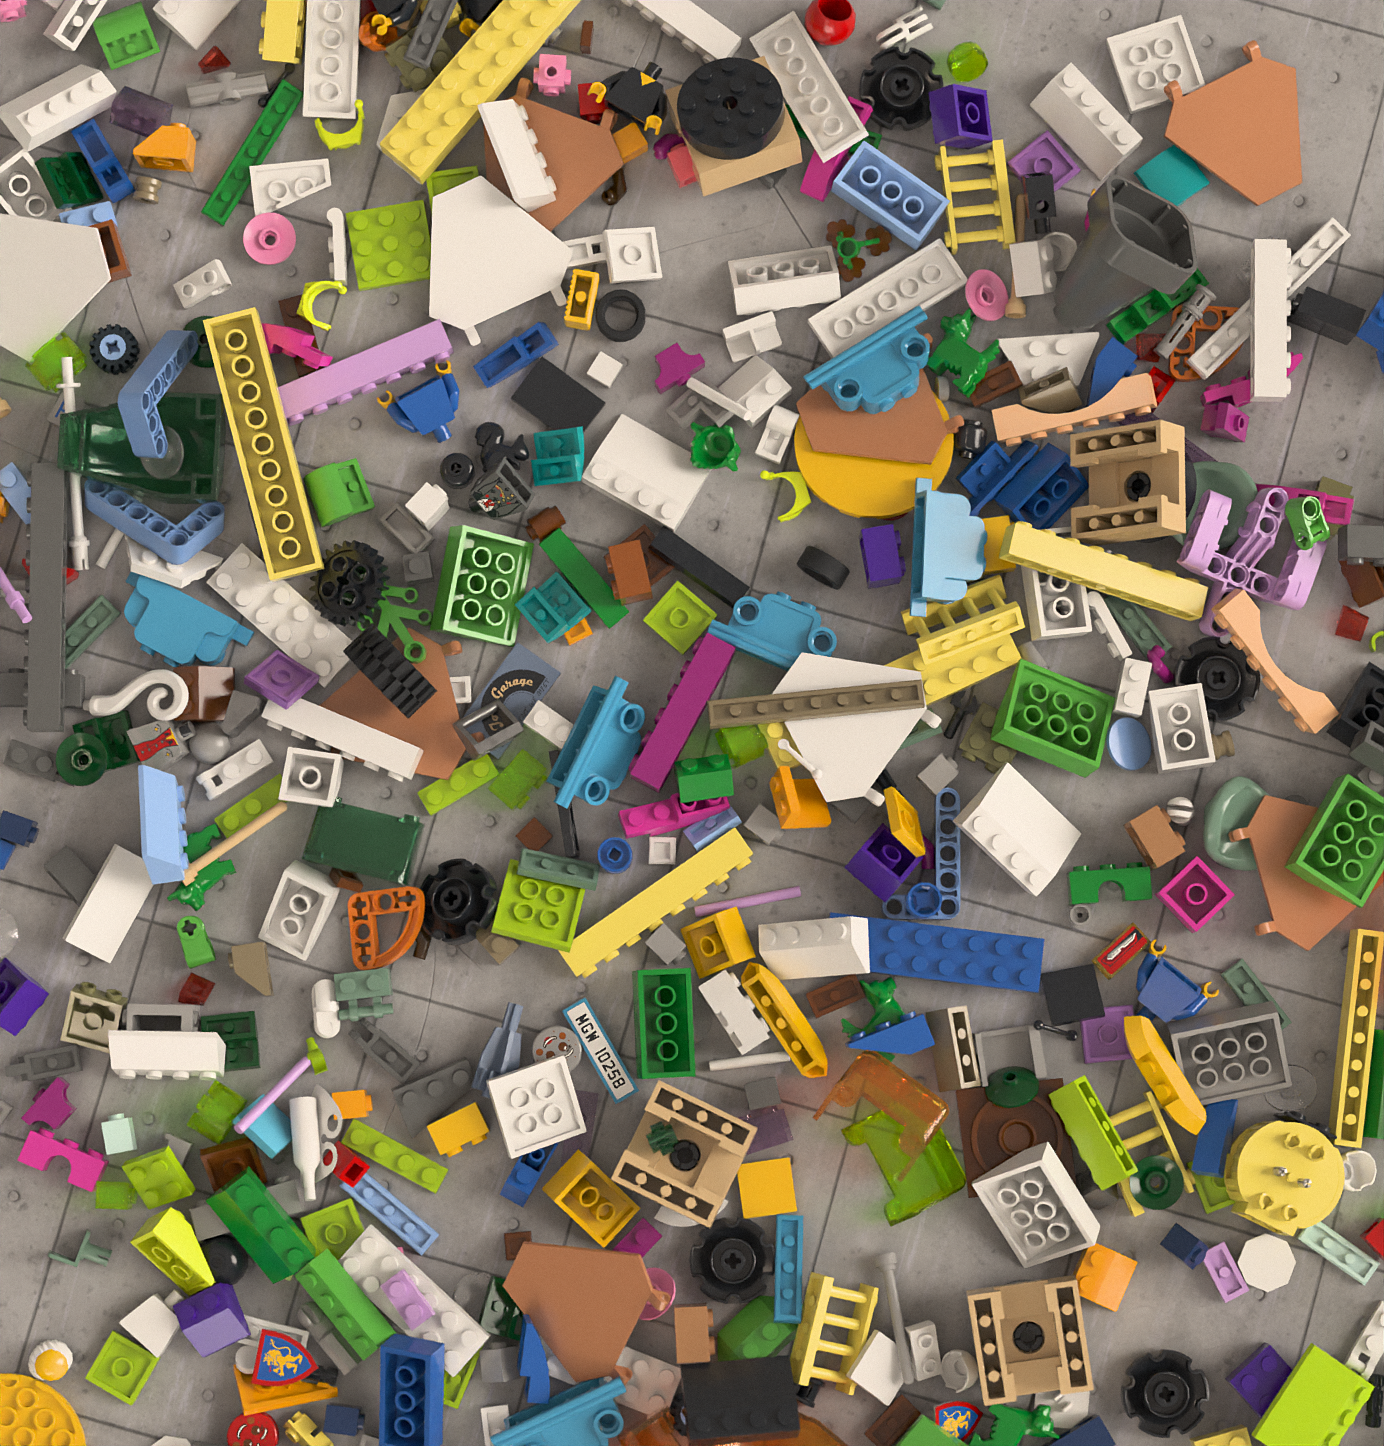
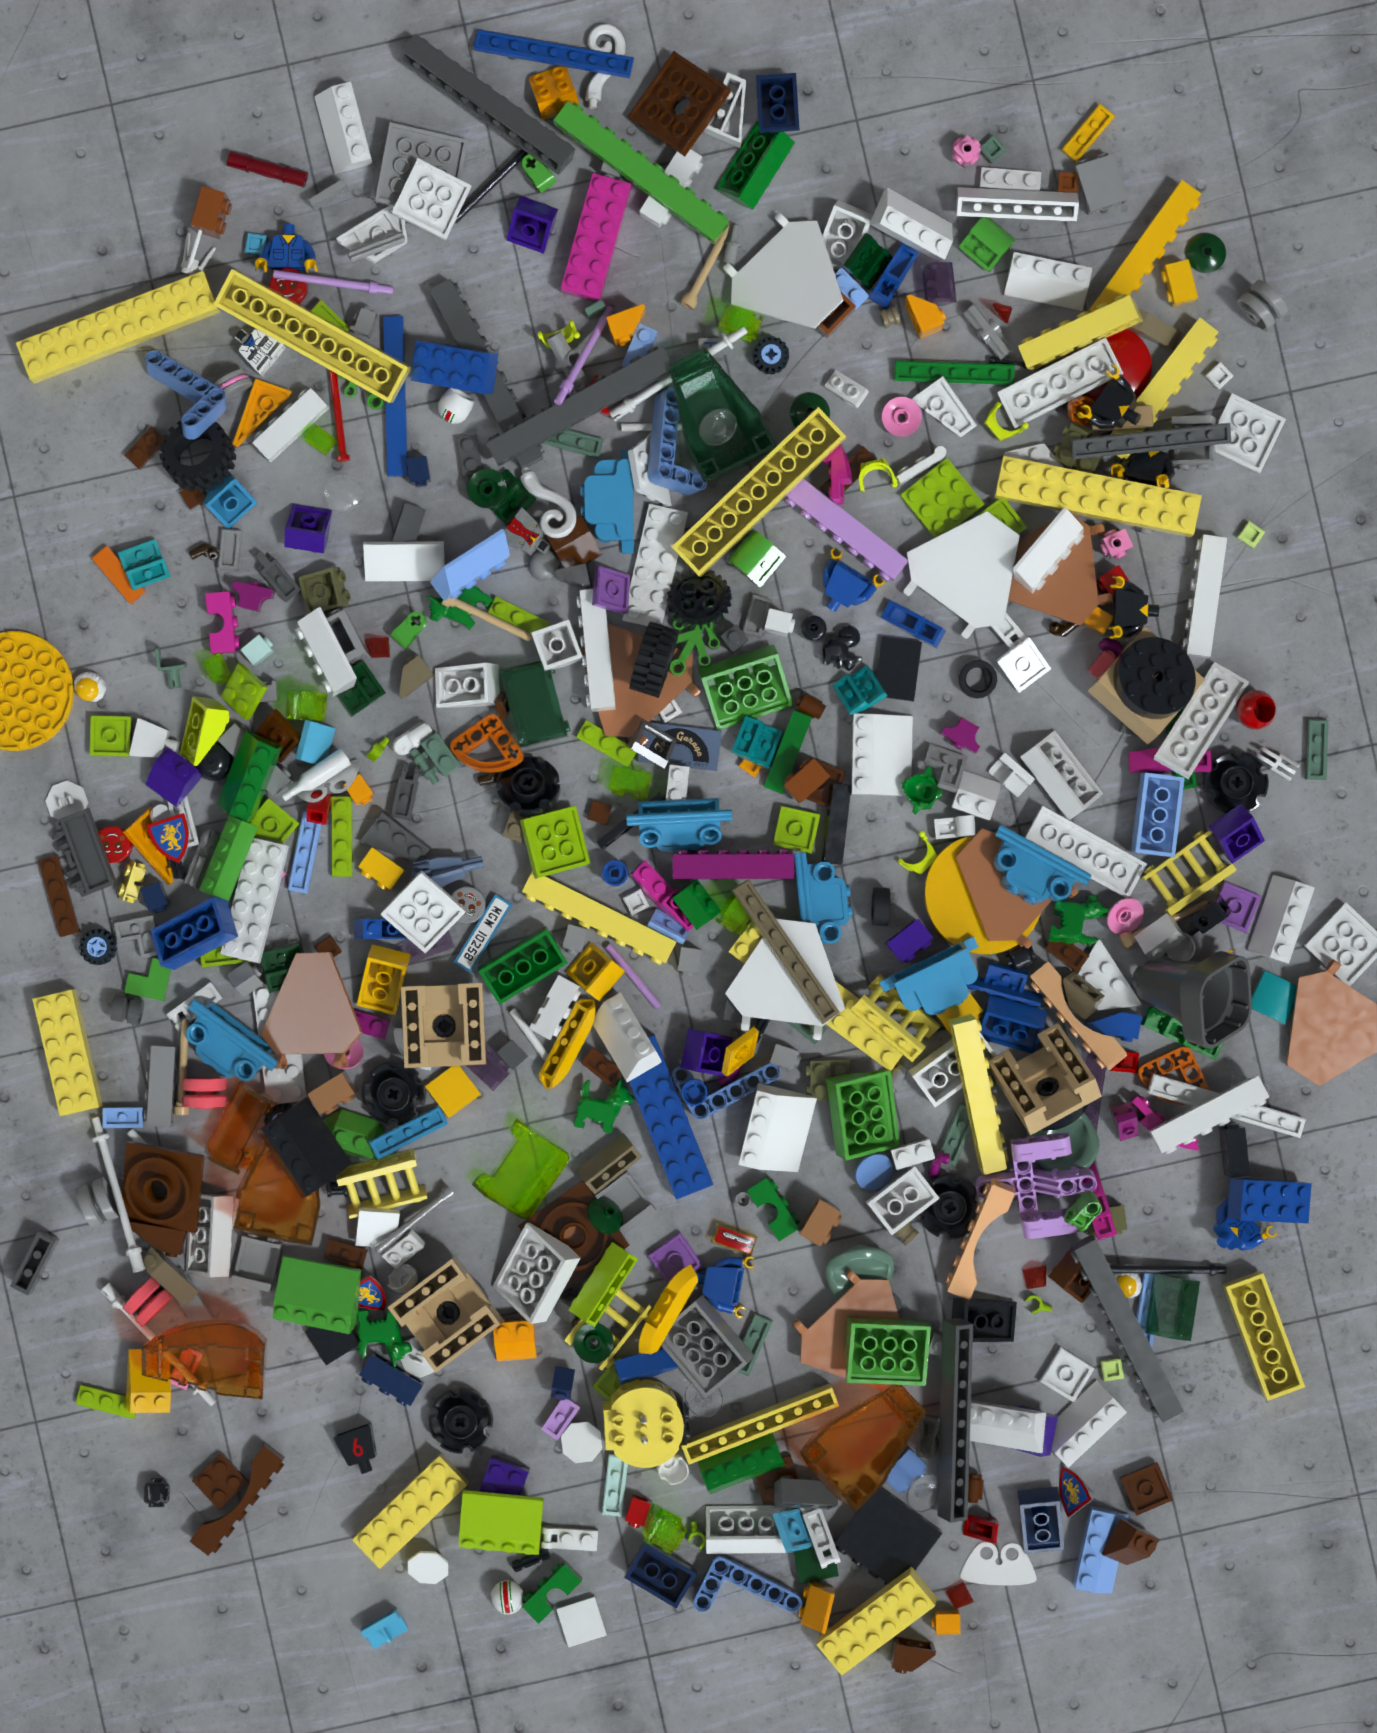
camera: 65 degrees right, 5 degrees up
(148, 385) = (756, 395): medium blue beam -> none
(235, 769) = (536, 592): white plate -> none
(272, 1095) = (336, 736): lavender bar -> none
(407, 1299) = (253, 897): lavender plate -> none
(500, 492) = (814, 665): dark grey torso -> none
(533, 1364) = (256, 1000): blue slope -> none
(558, 869) = (586, 841): sand green tile -> none
(581, 299) = (973, 647): yellow brick -> none
(586, 37) = (1150, 554): reddish brown tile -> none
(604, 369) = (935, 688): white tile -> none
(662, 1138) = (446, 1005): clear green gear -> none
(719, 399) = (955, 776): white bar -> none
(784, 744) = (747, 944): white hinge -> none
(798, 801) = (716, 974): light orange bracket -> none
(848, 248) = (1105, 807): reddish brown plant -> none
(894, 1094) = (557, 1141): clear orange windscreen -> none
(902, 1037) = (597, 1126): blue slope -> none
(941, 388) = (1045, 920): light grey tile -> none
(959, 713) = (833, 1048): black bar -> none
(966, 62) = (1278, 817): clear neon green hair -> none
(1071, 1035) = (661, 1236): black hinge -> none
(1072, 995) = (687, 1223): black tile -> none
(1106, 624) = (945, 1114): white plate -> none
(1145, 345) = (1150, 1043): clear red slope -> none
(1180, 811) = (847, 1229): white arm -> none
(1189, 309) = (1152, 1054): light grey pin -> none
(1194, 894) = (797, 1268): dark pink brick -> none

